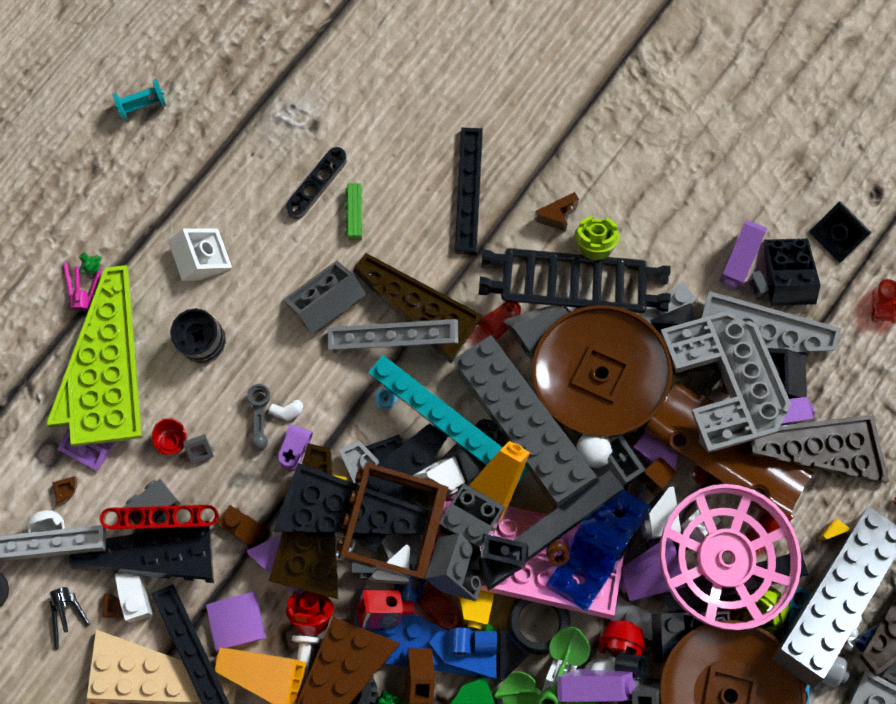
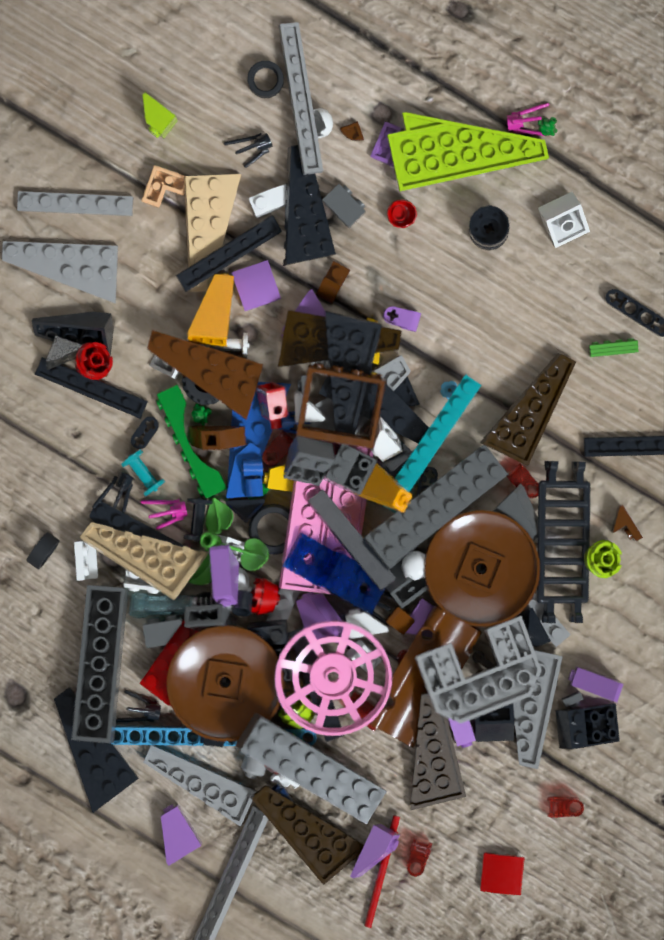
camera: 85 degrees right, 15 degrees up
(112, 607) = (260, 184): reddish brown tile -> none
(148, 517) = (335, 206): red beam -> none
(198, 449) = (394, 239): dark grey plate -> none
(258, 440) = (405, 287): dark grey piece -> none
(288, 412) = (431, 310): white arm -> none
(309, 613) = (266, 344): red cone -> none
(325, 297) = (534, 330): dark grey slope -> none
(393, 334) = (501, 391): light grey plate -> none
(501, 558) = (317, 495): black slope -> none
(558, 560) = (322, 542): reddish brown bush -> none
(833, 529) = (366, 764): yellow slope -> none
(840, 232) = (624, 767): black slope -> none

